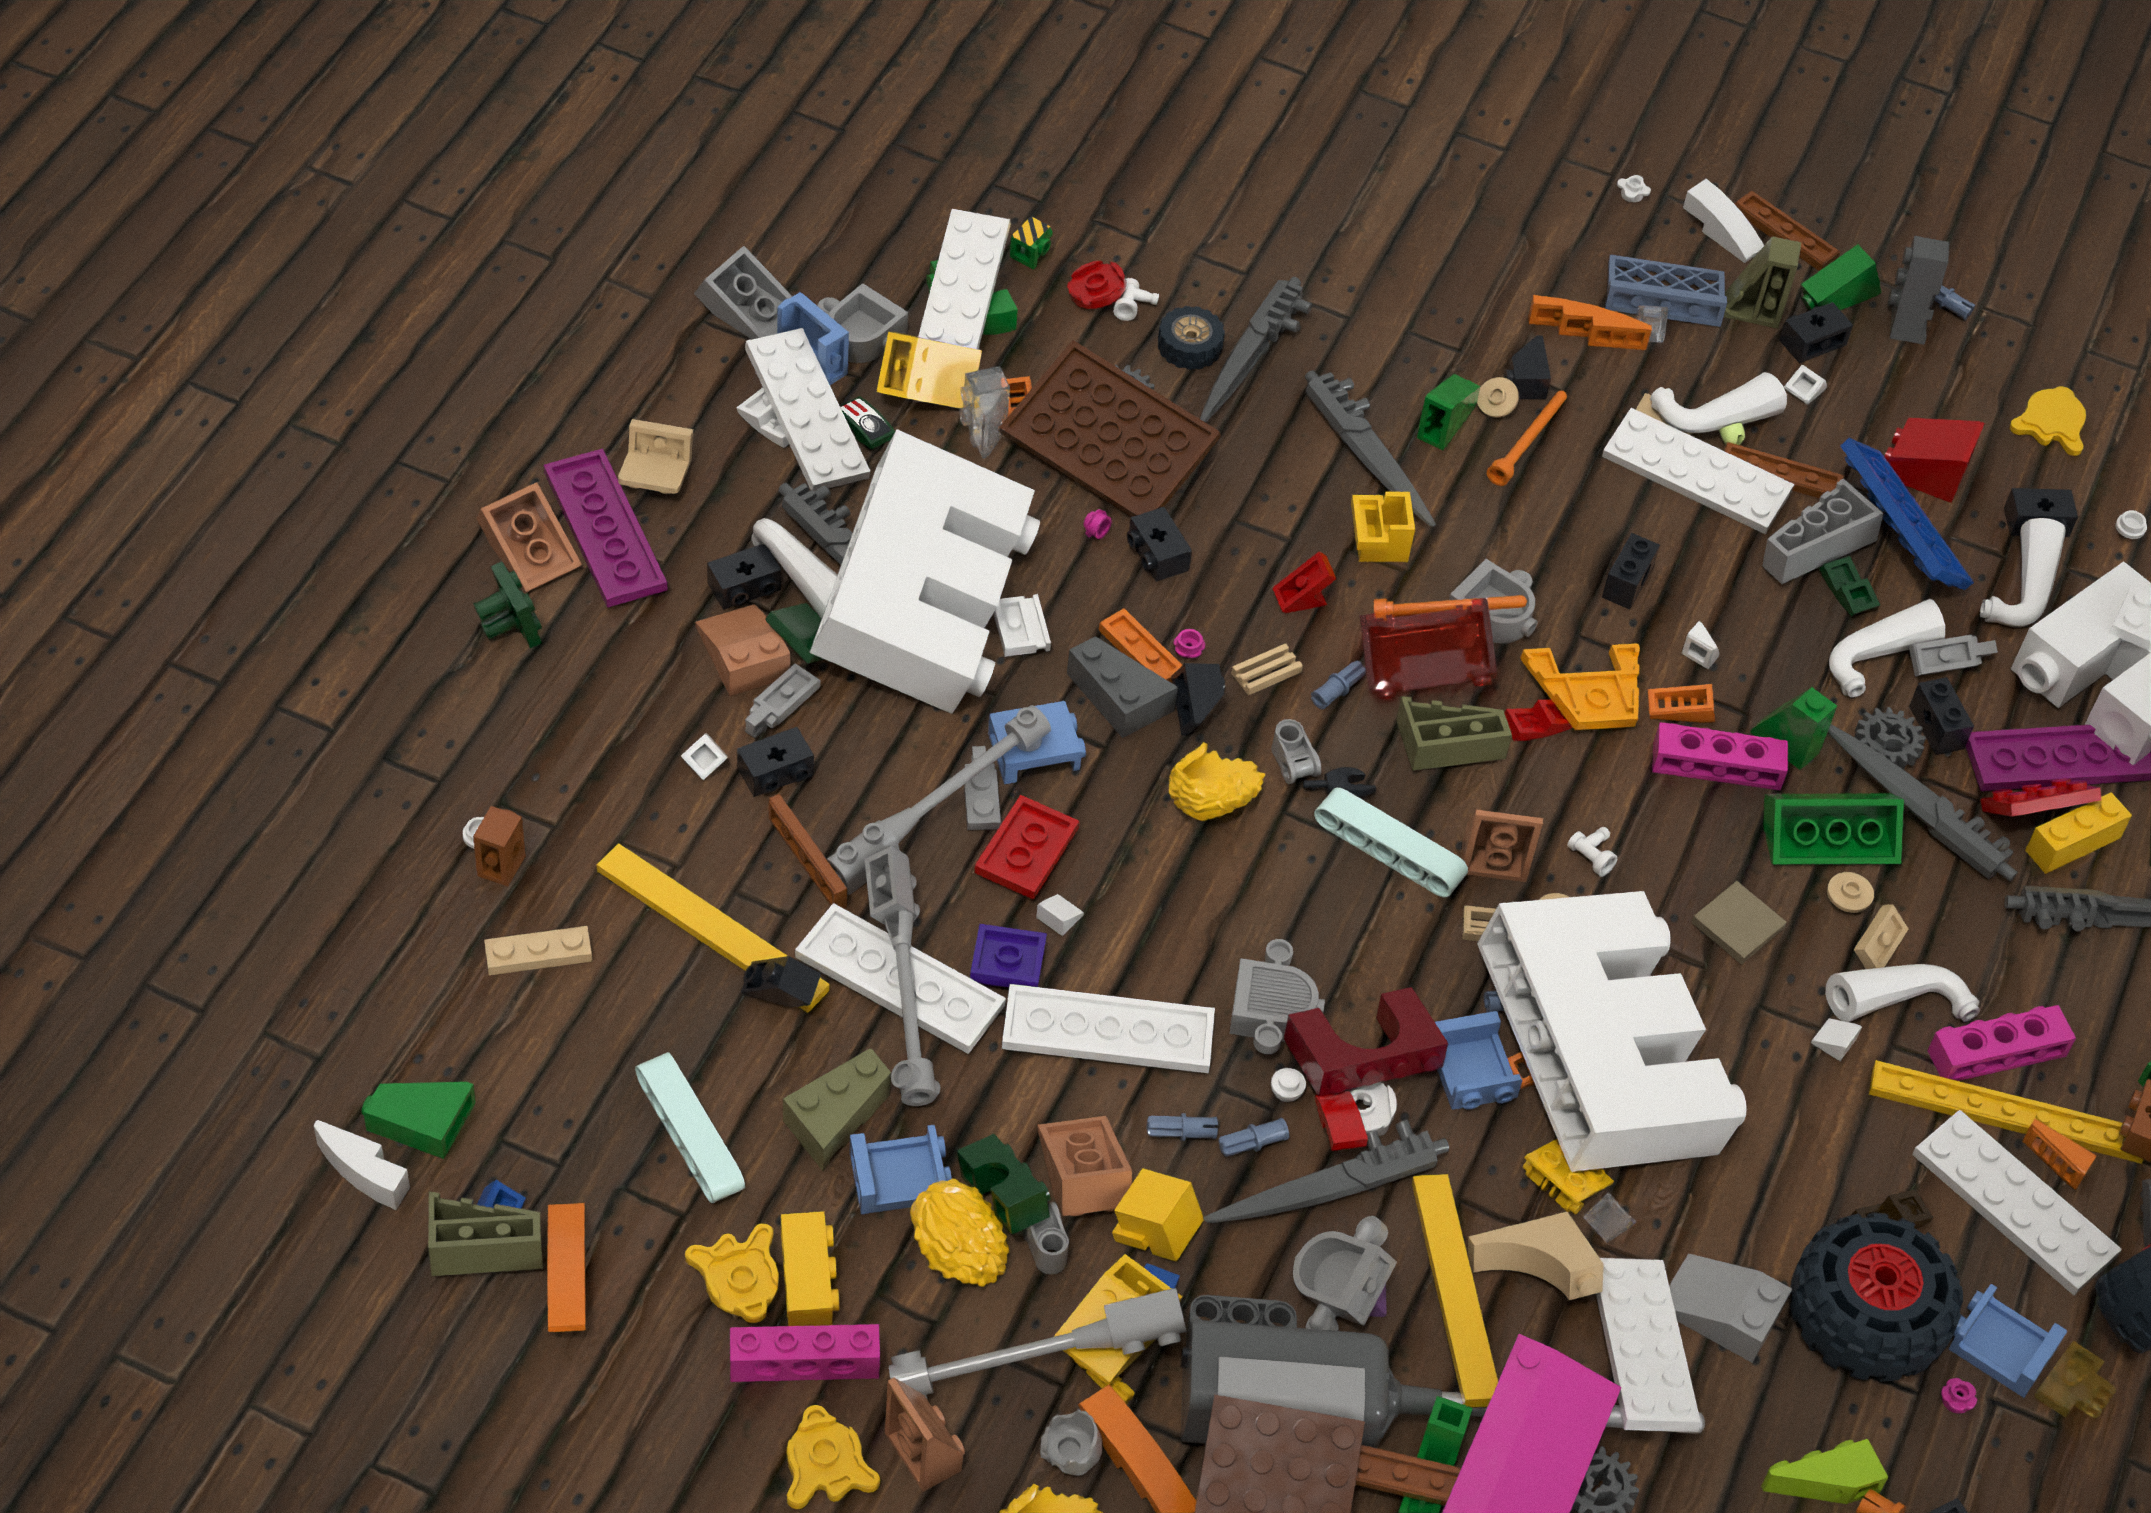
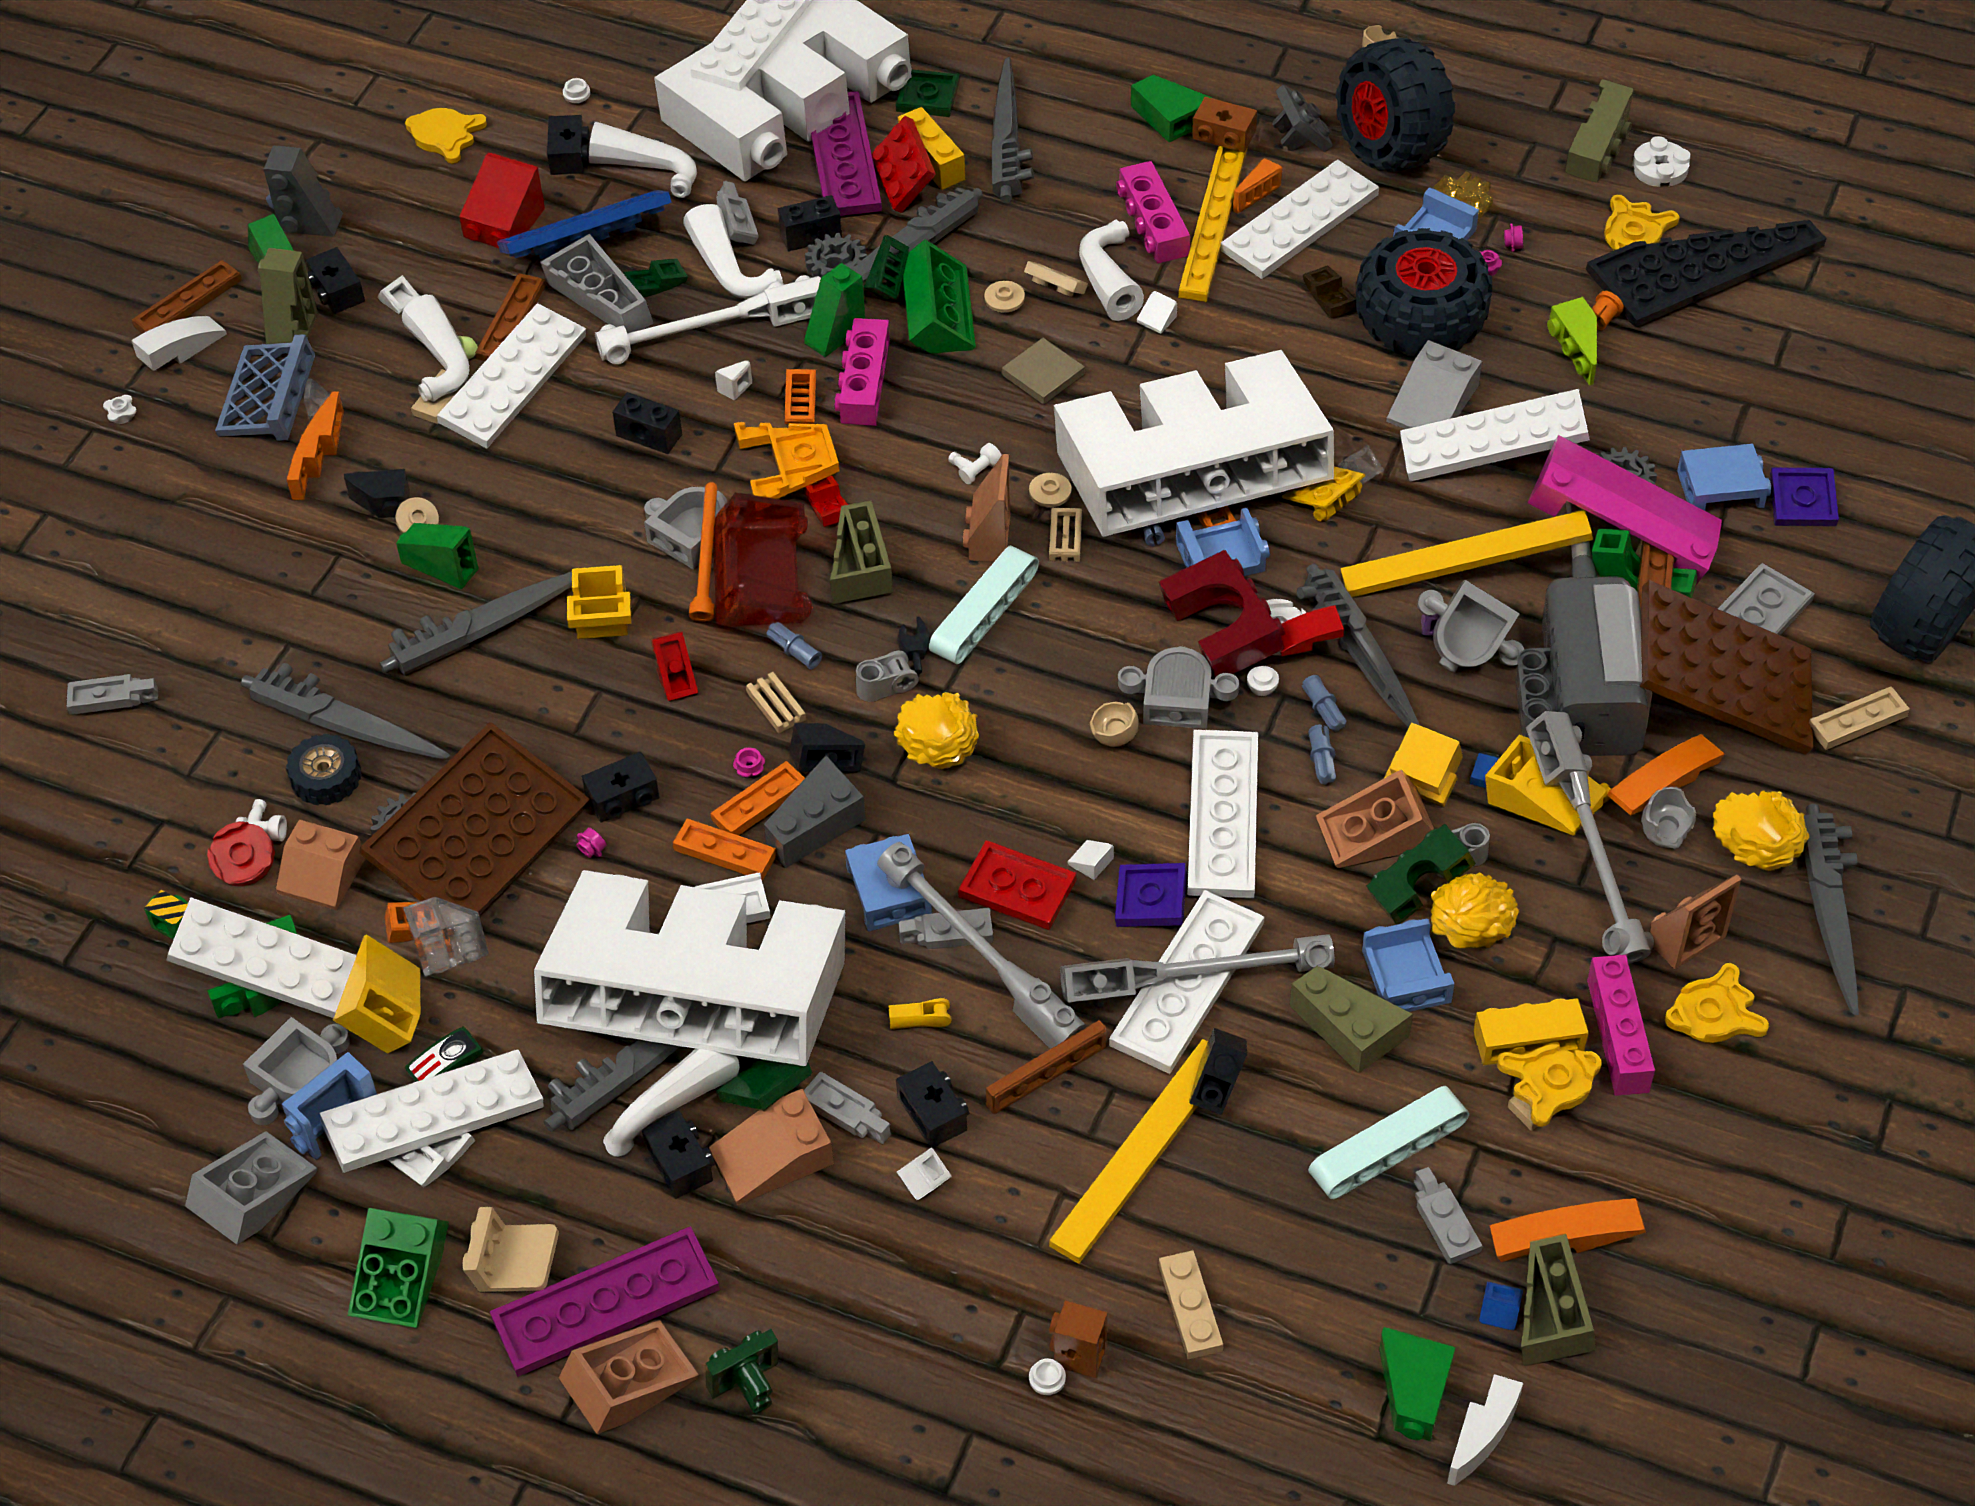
camera: 85 degrees left, 0 degrees up
(601, 1169) = (1445, 1218): none -> light grey hinge
(662, 392) = (396, 1266): none -> green slope
(881, 759) = (919, 1014): none -> yellow bar
(1084, 617) = (724, 848): none -> orange plate
(1087, 324) = (319, 864): none -> nougat slope
(1224, 940) = (1114, 723): none -> tan hair
(1282, 194) = (109, 693): none -> light grey hinge
(1503, 469) = (513, 517): orange piece -> none
(1544, 1248) = (1416, 490): tan arch -> none
(1748, 552) = (778, 302): none -> white bar
(1847, 776) = (877, 274): none -> dark green slope
(2005, 1430) = (1513, 237): none -> dark pink plate

